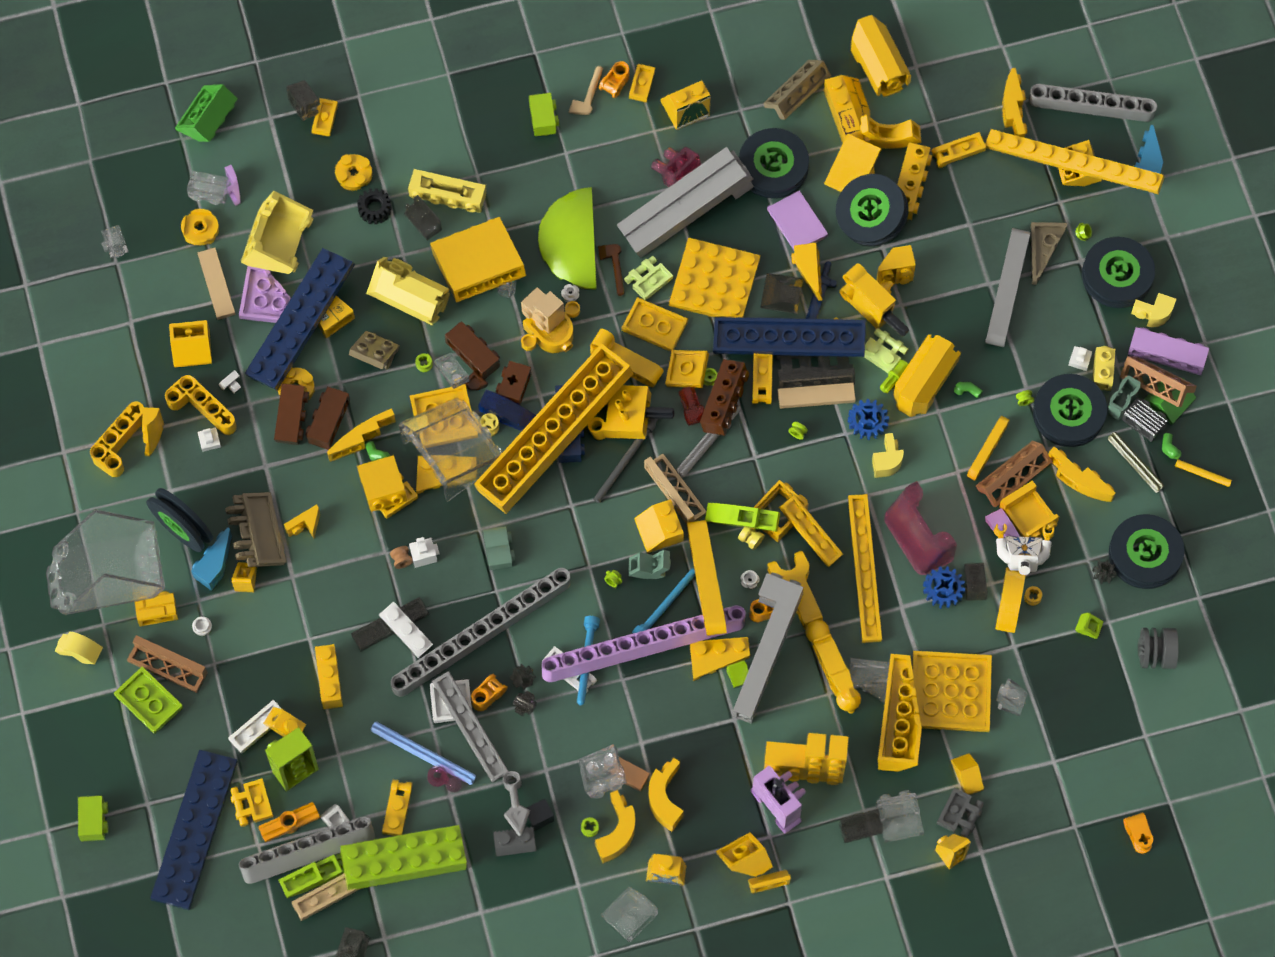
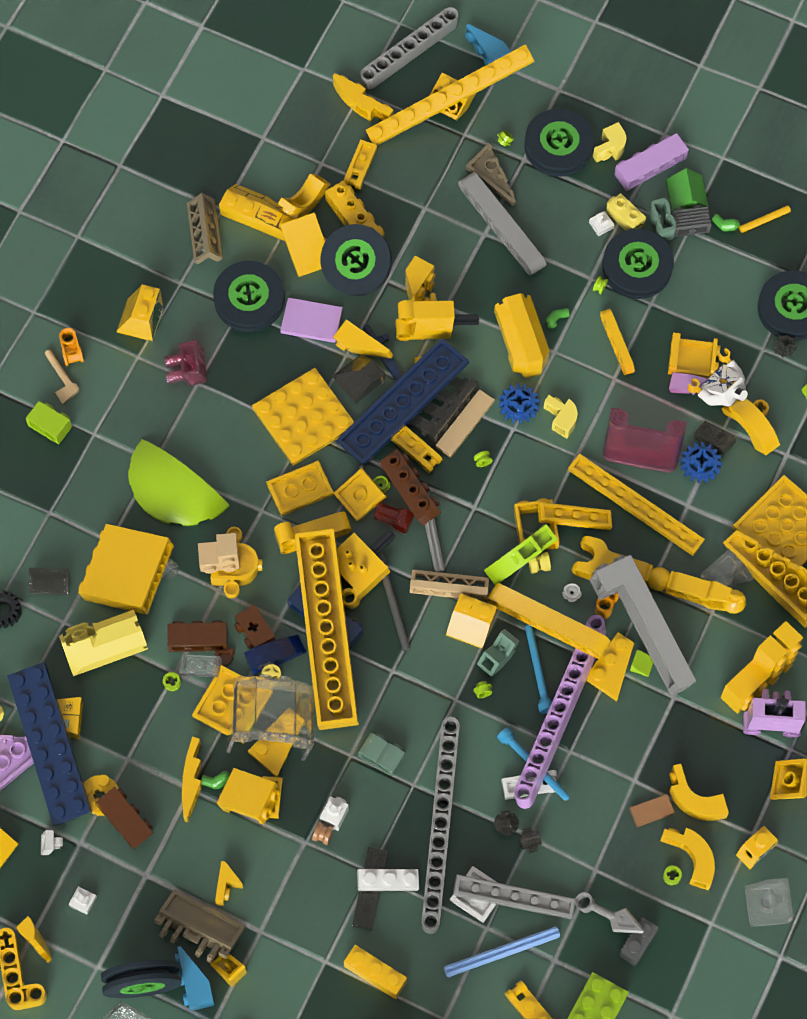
camera: 50 degrees left, 0 degrees up
(205, 406) = (52, 881): yellow beam -> none
(327, 418) = (152, 792): reddish brown brick -> none
(374, 350) = (128, 709): dark tan plate -> none
(447, 191) = (68, 532): light yellow brick -> none
(453, 784) = (547, 950): clear pink plate -> none
(491, 690) = (495, 858): light orange piece -> none
(540, 814) = (633, 902): black panel -> none
(570, 297) = (216, 521): white plate -> none
(602, 772) = (638, 828): clear plate -> none
(613, 251) = (211, 467): reddish brown piece -> none
(642, 83) = (91, 332): yellow plate -> none
(652, 281) = (264, 460): yellowish green plate -> none
(686, 201) = (225, 381): light grey brick -> none
(879, 56) = (235, 153): yellow brick -> none
(880, 355) = (477, 352): yellowish green plate -> none
(893, 376) = (500, 357): lime axle -> none
(1010, 468) = (648, 338): medium nougat fence -> none
(1084, 482) = (703, 300): yellow slope -> none
(1135, 462) = (716, 255): axle -> none
(1162, 376) = (669, 180): medium nougat fence -> none

